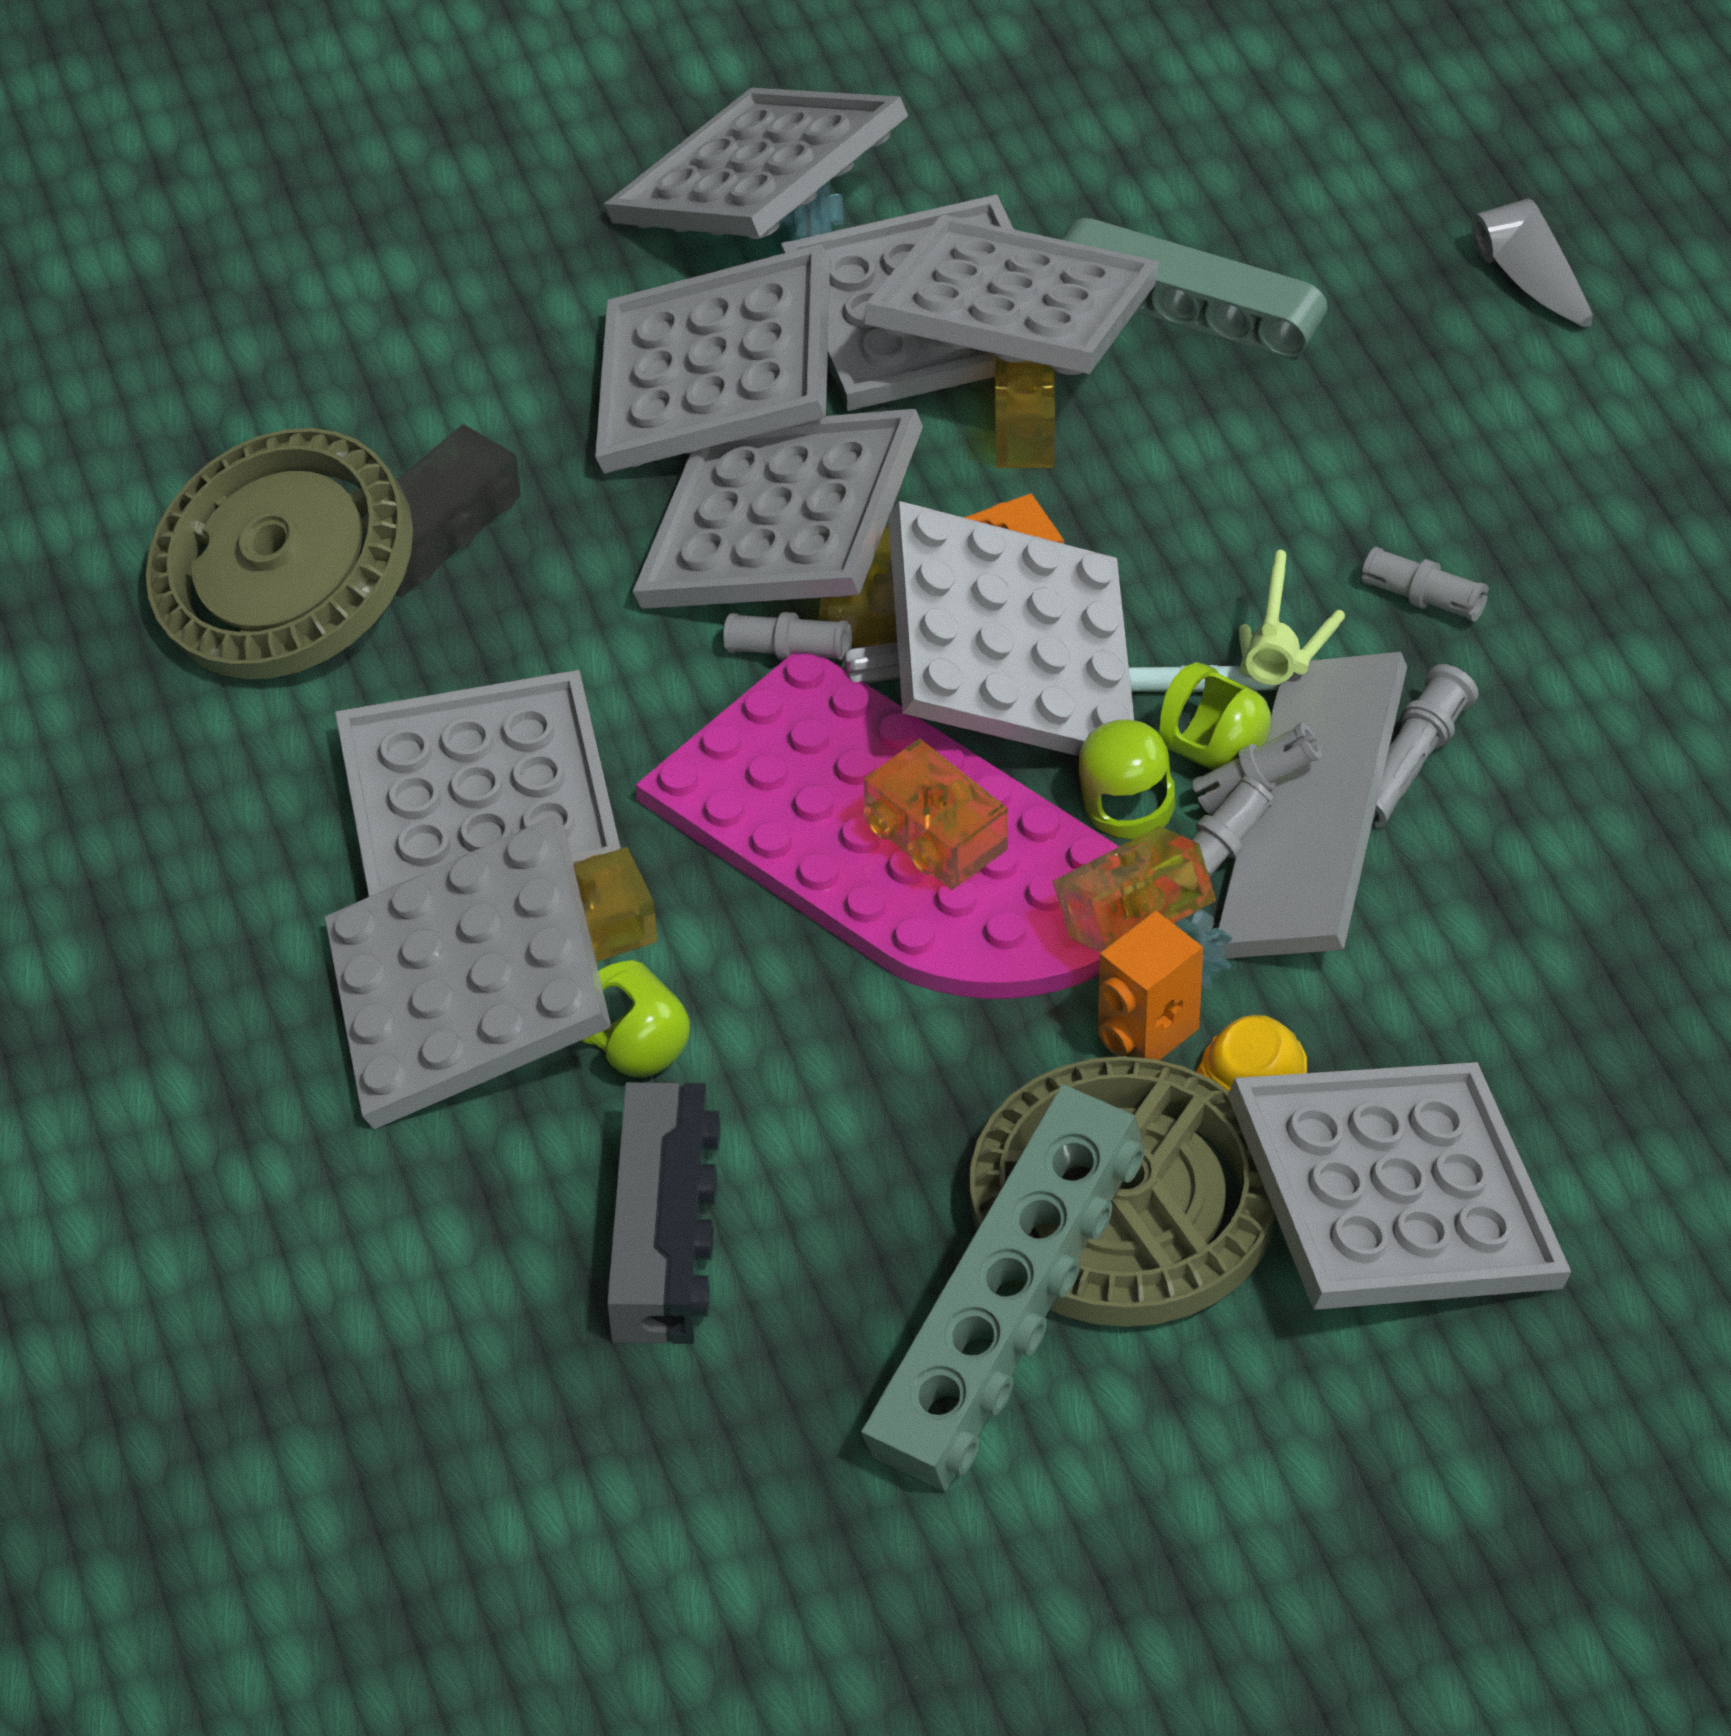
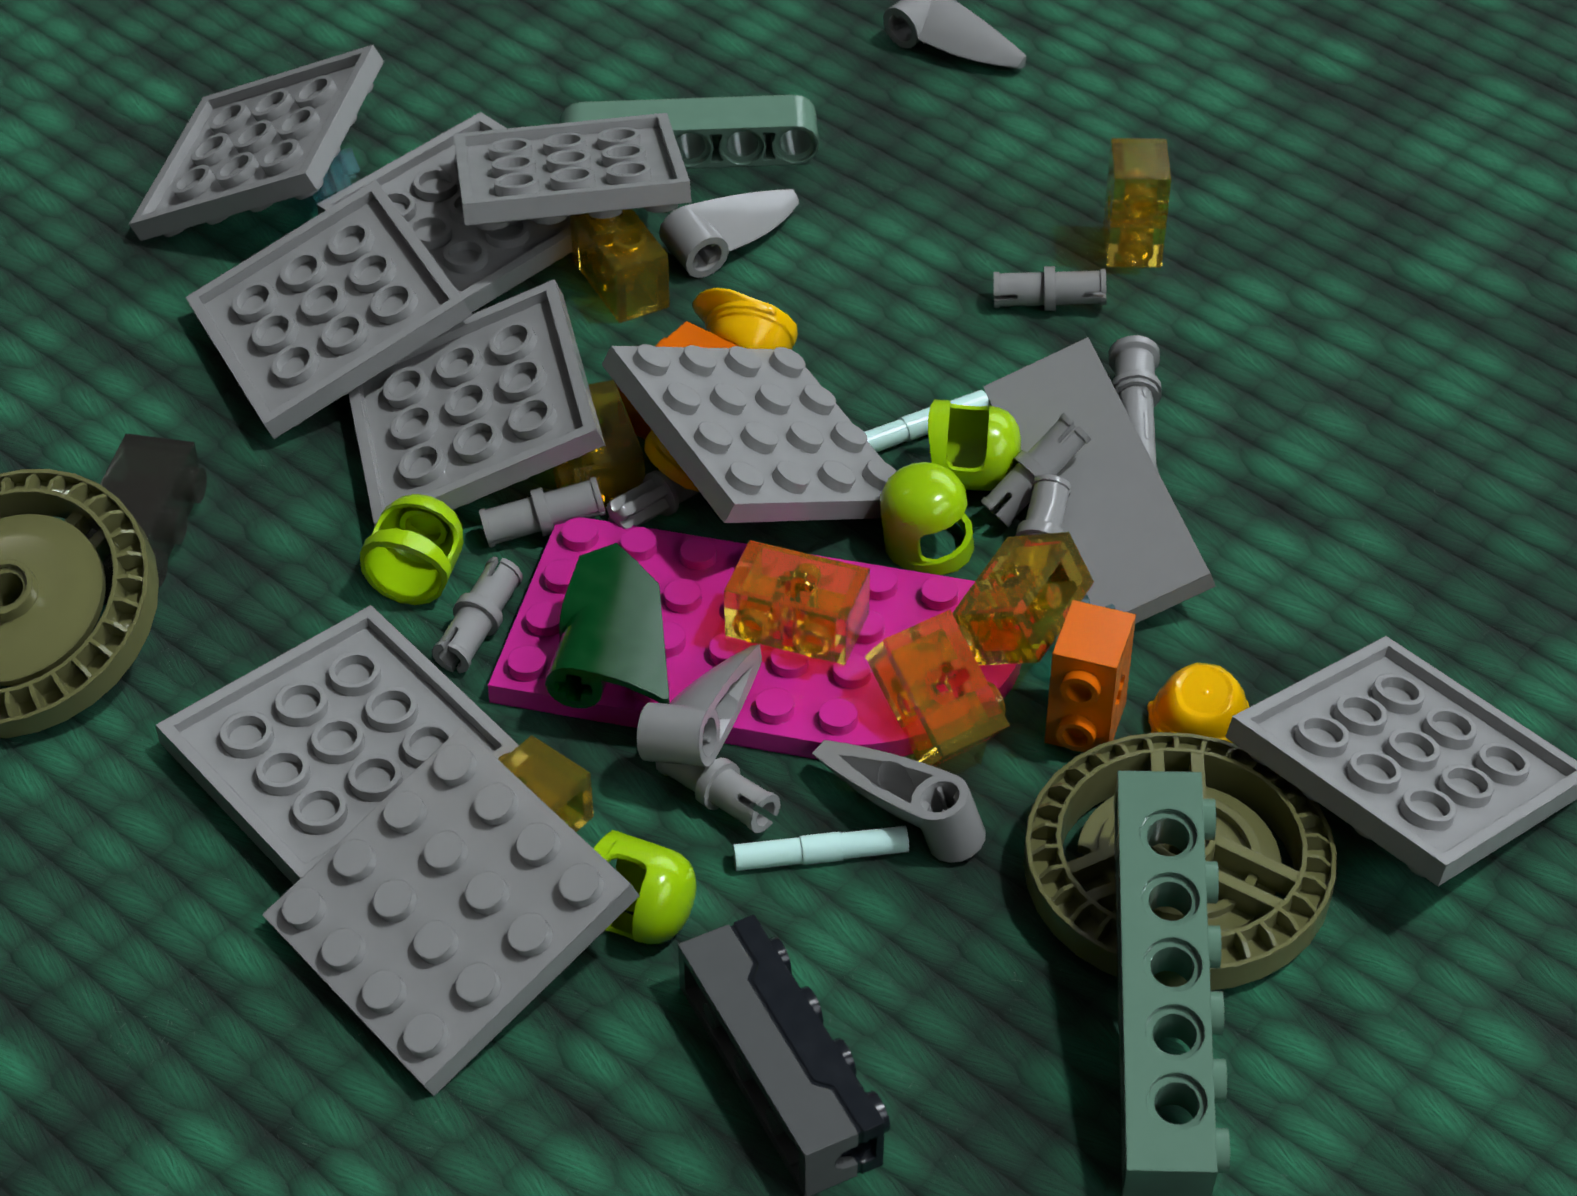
camera: 30 degrees left, 5 degrees down
(646, 629) = (412, 549): none -> lime helmet
(670, 714) = (477, 615): none -> light grey pin
(750, 776) = (609, 632): none -> dark green panel
(771, 955) = (725, 789): none -> light grey pin
(787, 887) = (700, 716): none -> light grey piece
(826, 1050) = (820, 848): none -> light aqua piece
(926, 1037) = (913, 793): none -> light grey piece
(995, 983) = (910, 669): none -> clear yellow brick
(1087, 520) = (745, 319): none -> yellow hat
(1131, 401) = (707, 230): none -> light grey piece
(1273, 649) = (979, 372): yellowish green plant -> none
(1560, 524) = (1136, 202): none -> clear yellow brick

